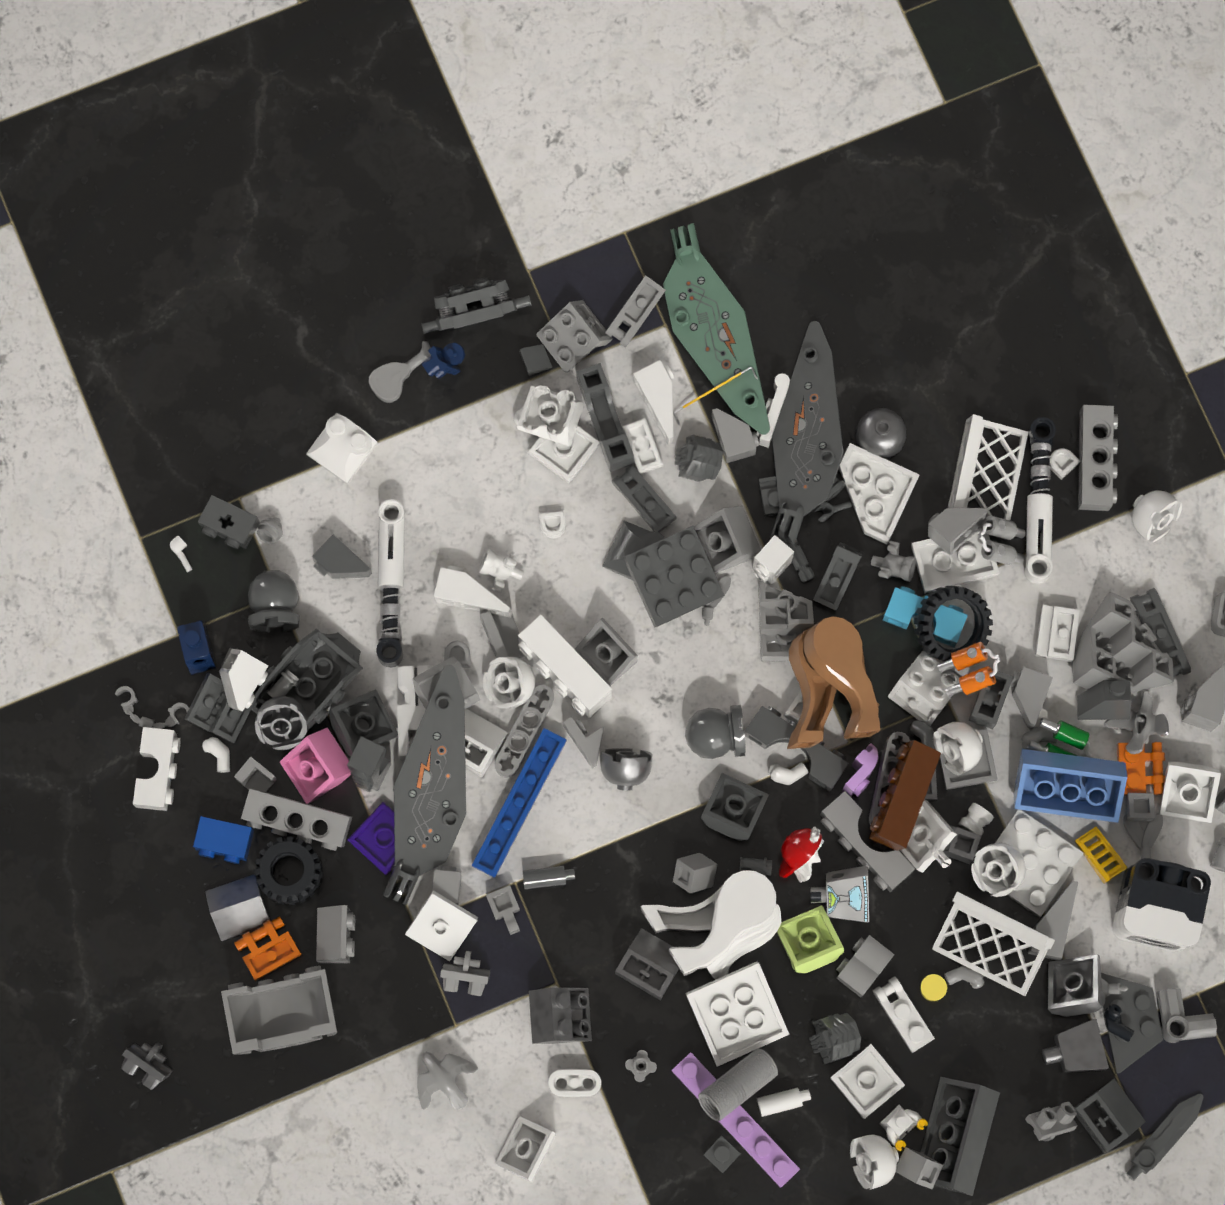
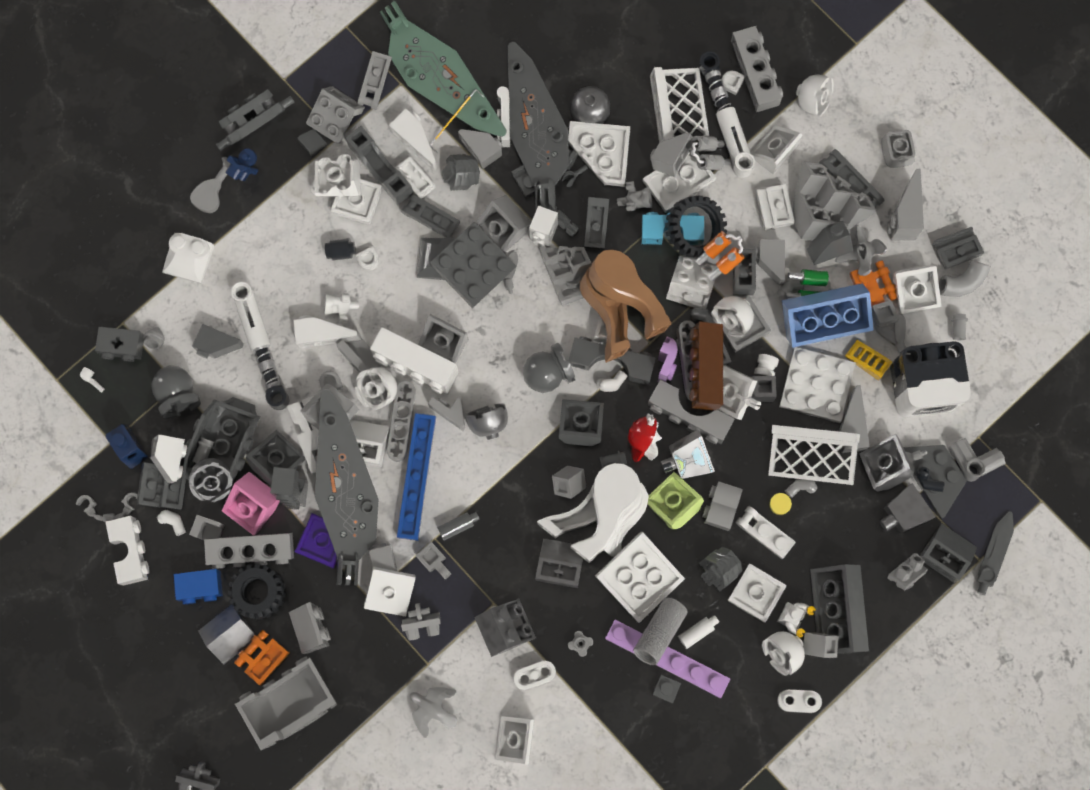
camera: 15 degrees left, 0 degrees up
(523, 501) = (340, 249): none -> black brick
(998, 869) = (798, 396): white cylinder -> none
(1084, 561) = (776, 147): none -> white slope

